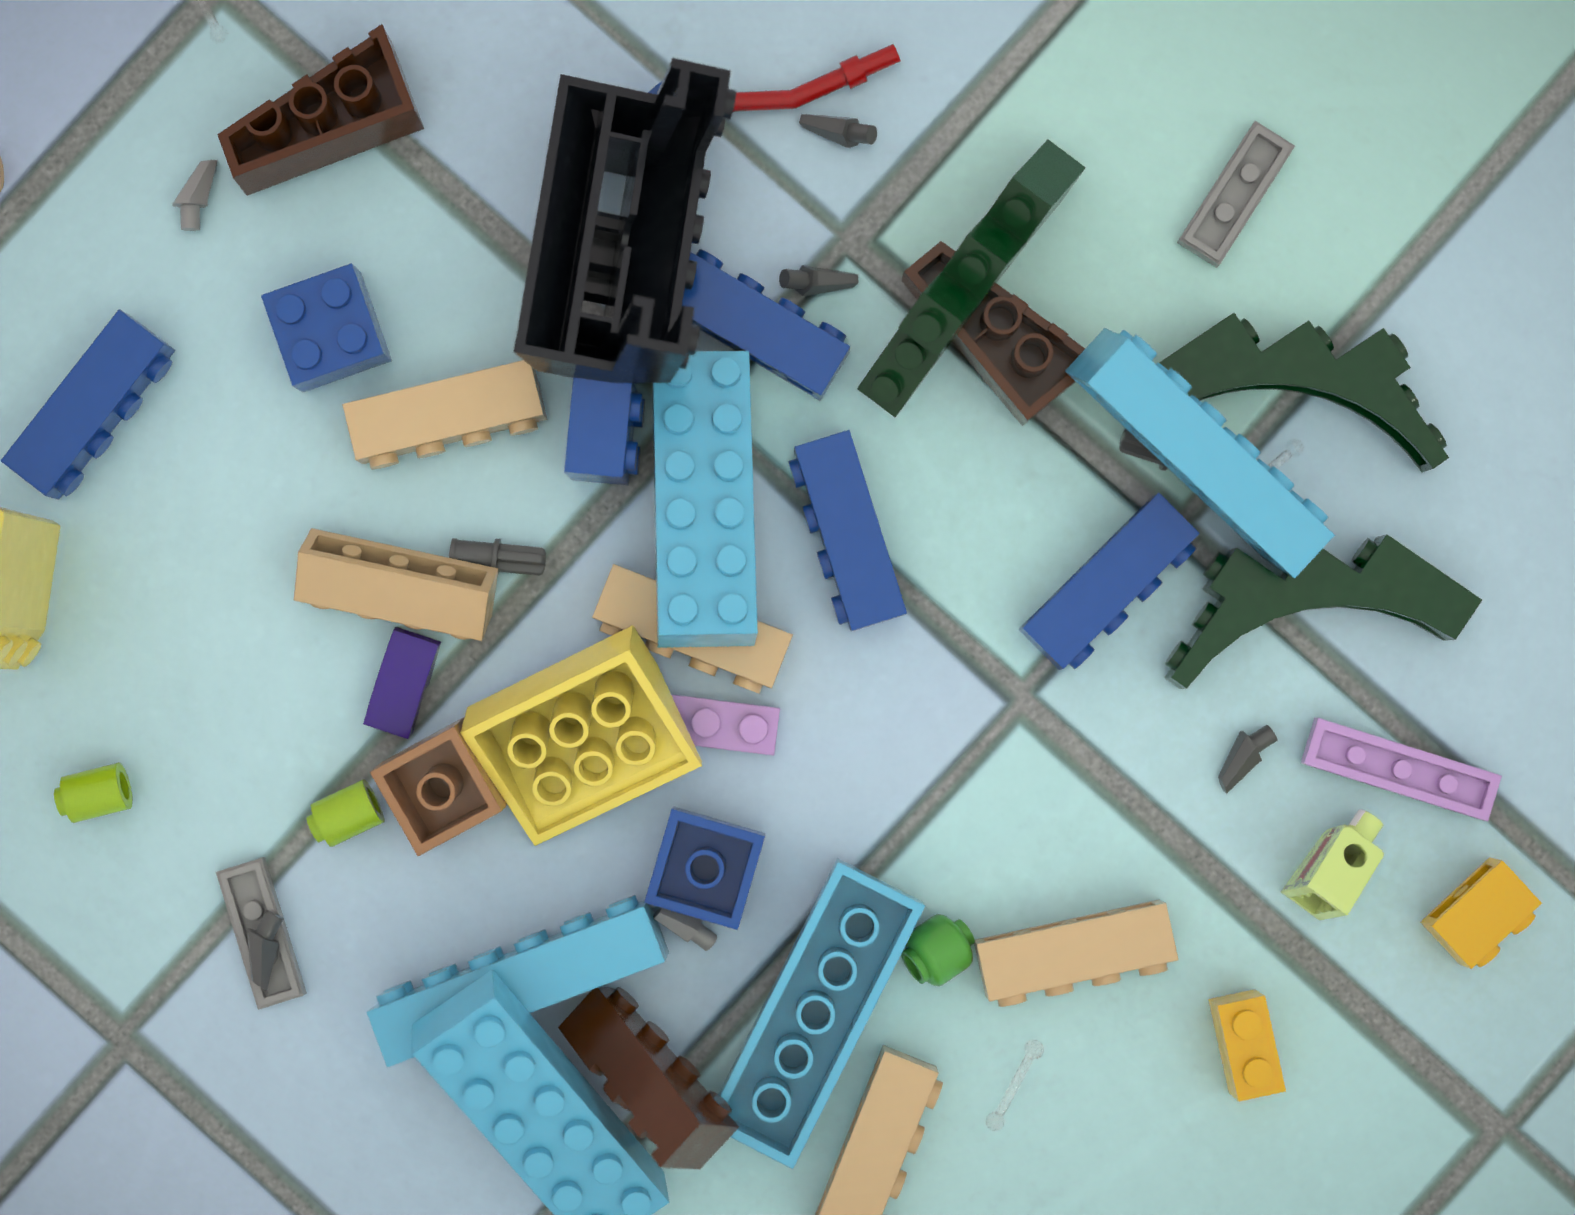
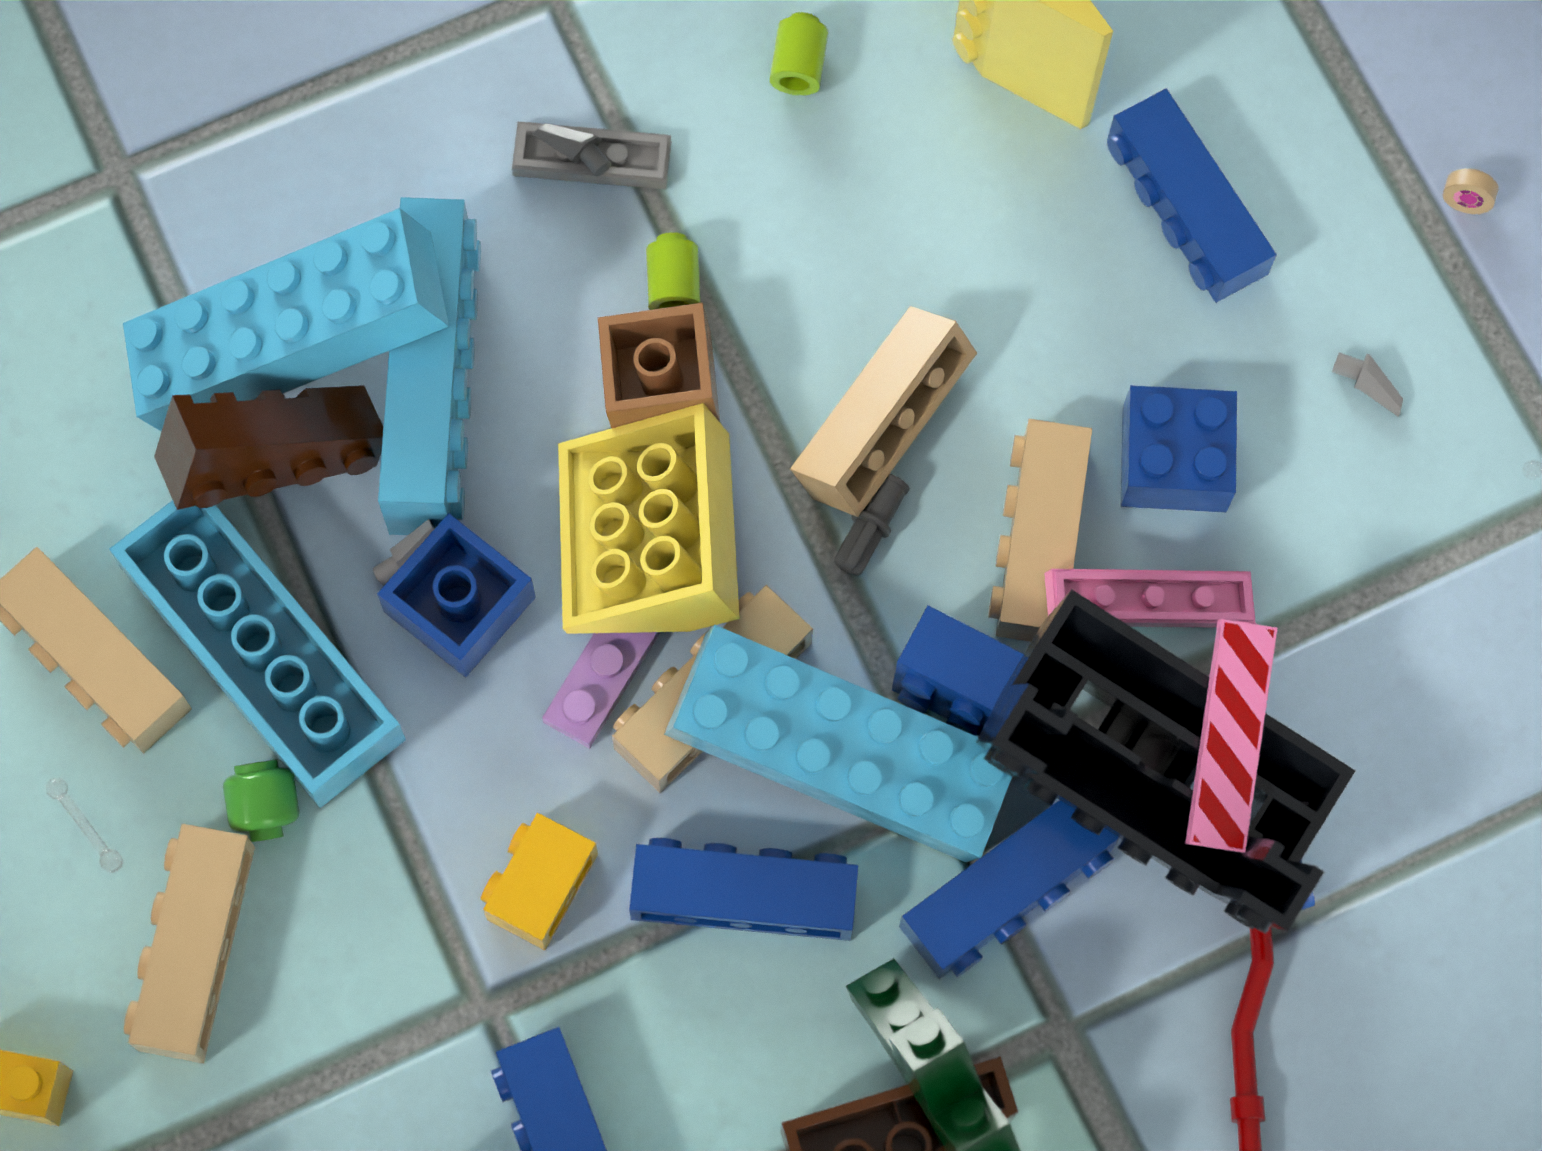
camera: 110 degrees right, 15 degrees down
(325, 117) = (1401, 534): reddish brown wedge -> none
(402, 682) = (782, 380): dark purple slope -> none
(469, 301) = (1158, 596): none -> bright pink tile
(577, 180) = (1231, 735): none -> tile
(816, 280) = (1031, 973): dark grey bar -> none
(840, 130) = (1187, 1069): dark grey bar -> none
(909, 697) = (539, 880): none -> yellow brick

